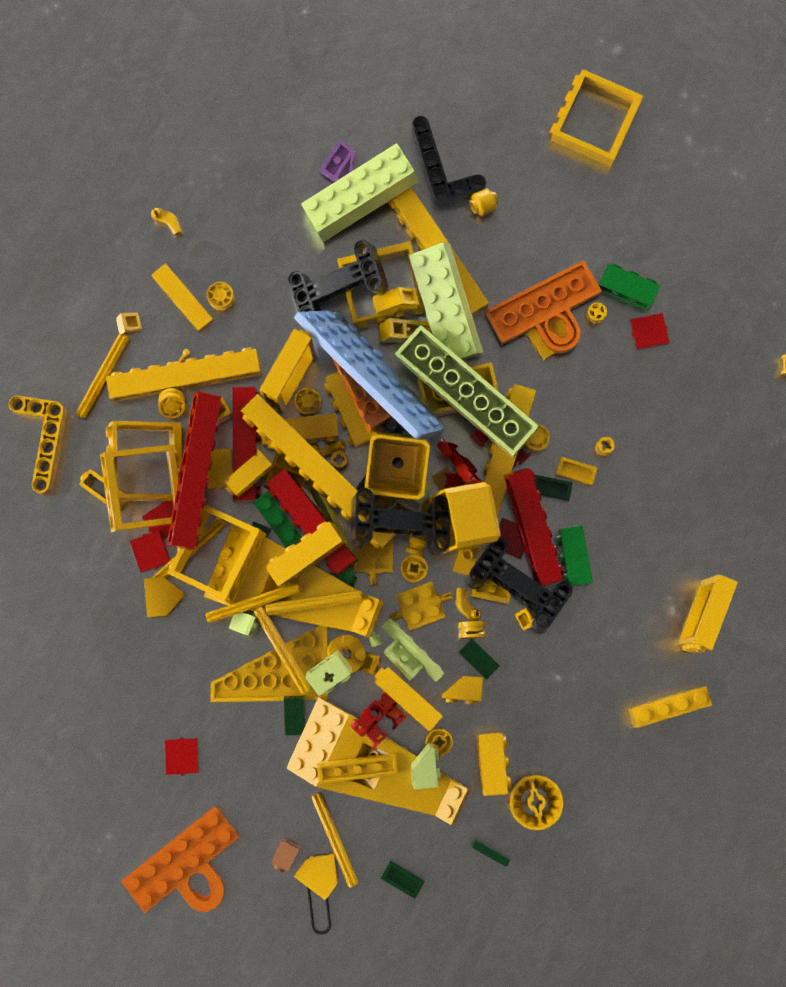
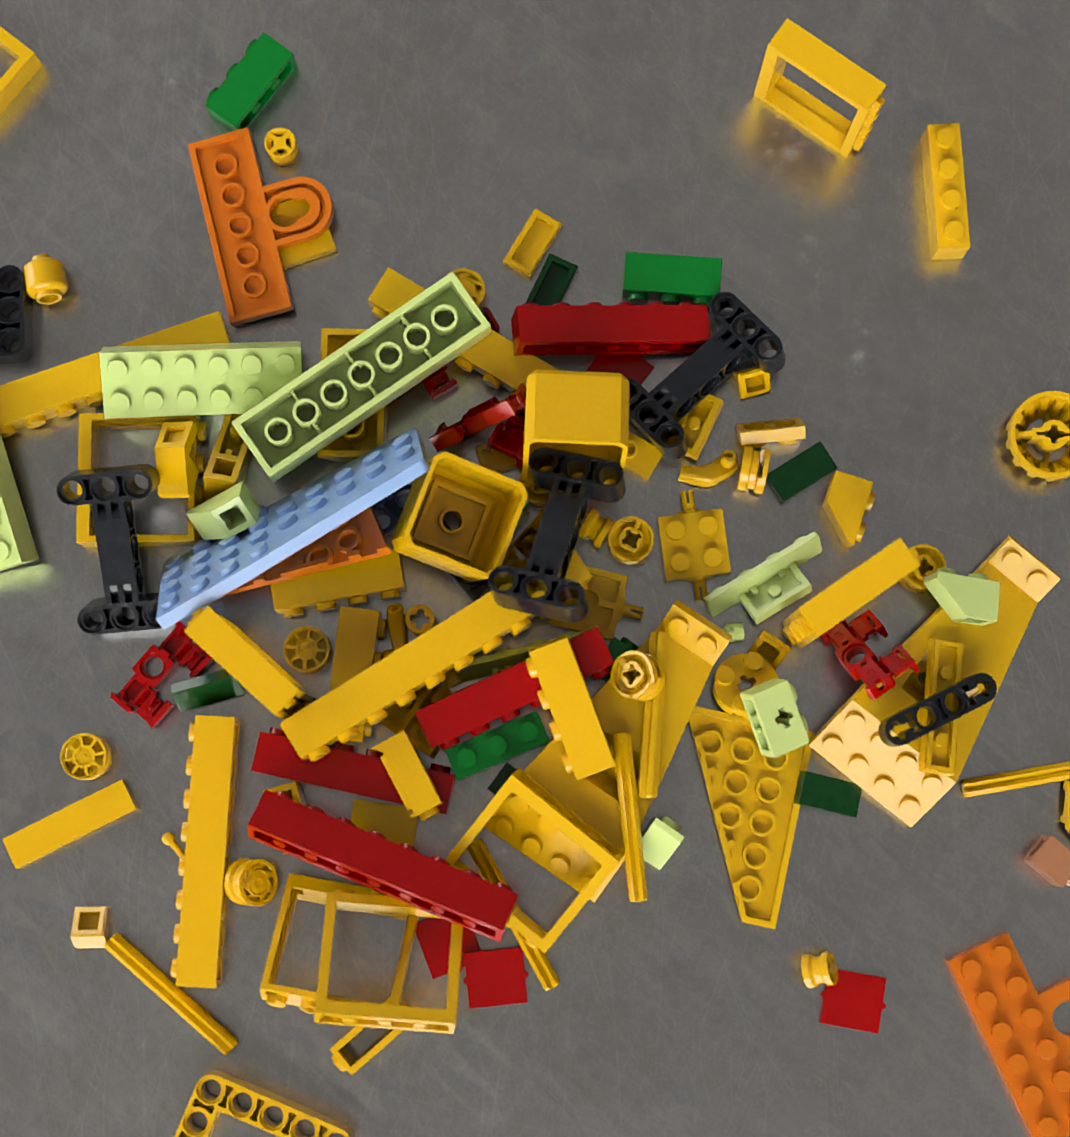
camera: 75 degrees left, 0 degrees up
(161, 596) = (578, 974): yellow slope -> none
(193, 732) = (819, 969): none -> yellow wheel
(264, 315) = (138, 689): none -> red piece
(270, 347) = (205, 690): none -> dark green tile
(282, 650) = (718, 787): yellow axle -> none
(331, 587) = (636, 675): none -> yellow wheel
(353, 765) = (936, 706): none -> black beam
(371, 336) = (225, 513): none -> yellowish green slope
(493, 763) = (978, 487): yellow piece -> none
(499, 639) = (781, 431): none -> yellow plate
(598, 447) = (502, 196): yellow bush -> none
(649, 331) = (332, 72): red piece -> none

